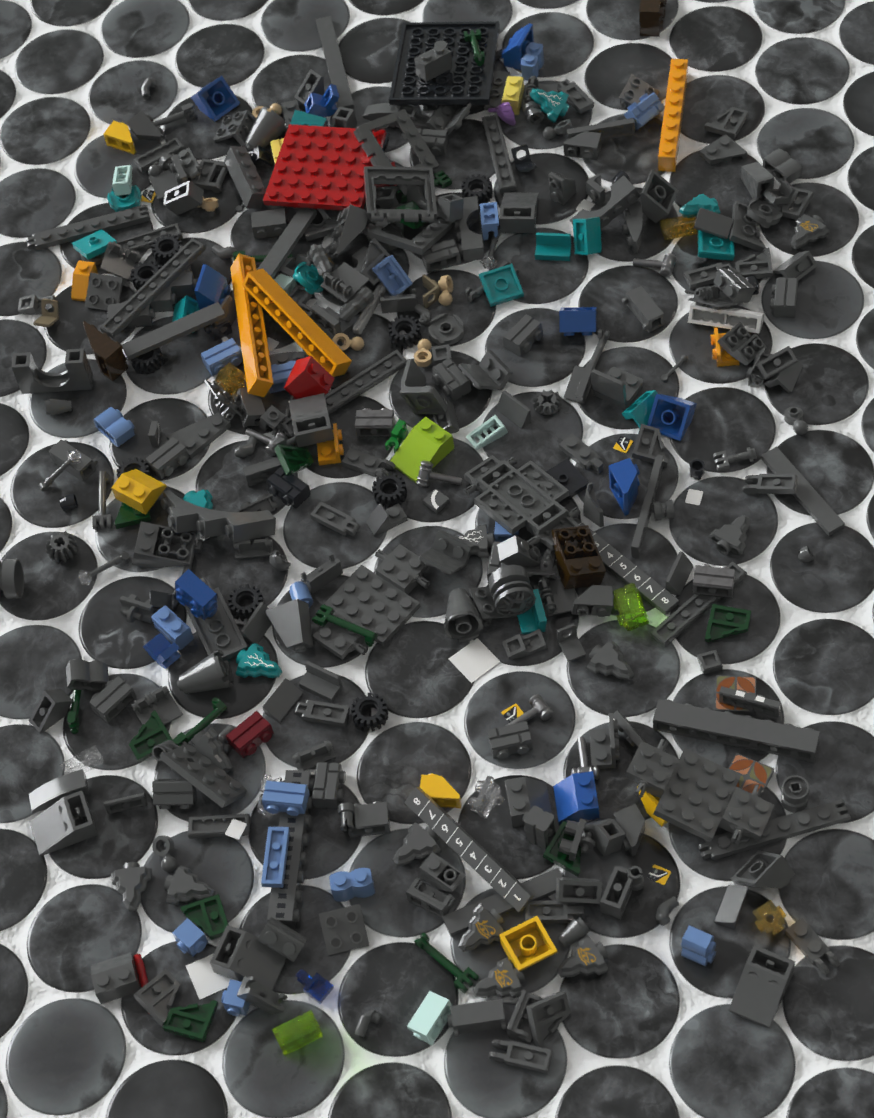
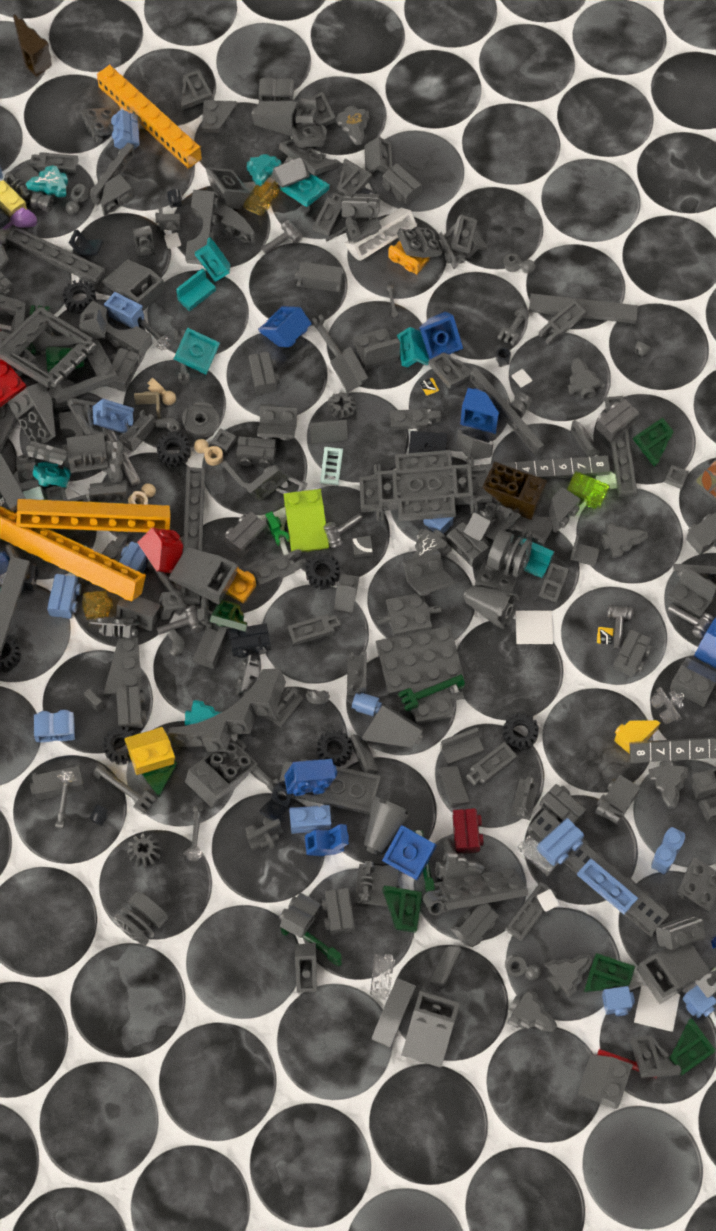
camera: 60 degrees left, 10 degrees up
(196, 708) = (409, 852): none -> blue plate
(255, 663) = (401, 781): teal rock -> none

